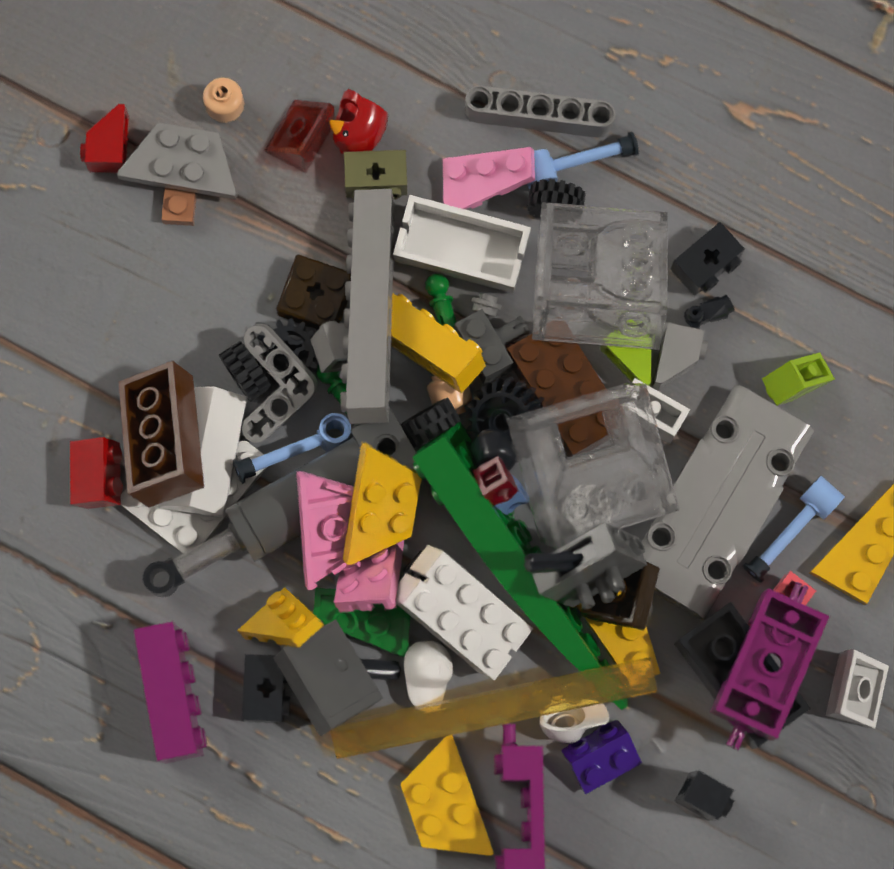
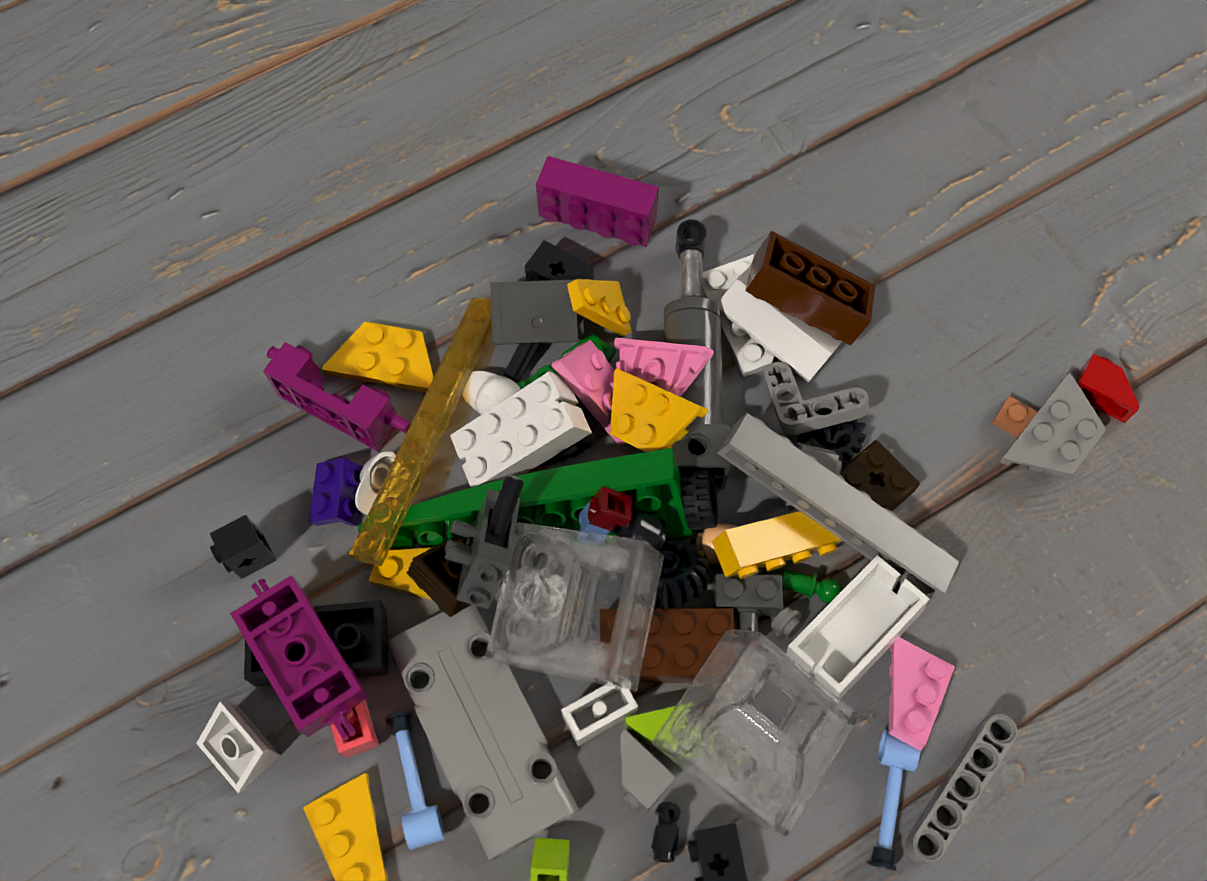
camera: 125 degrees right, 10 degrees down
(95, 473) = (809, 233): red brick -> none
(223, 100) = (1105, 499): light nougat head -> none
(245, 371) = (830, 379): black tyre -> none
(247, 468) = (745, 345): light blue piece -> none
(301, 133) = (1037, 553): clear red slope -> none
(358, 123) = (1023, 600): red piece -> none
(361, 166) = (980, 583): olive brick -> none
(553, 192) = (859, 744): black tyre -> none

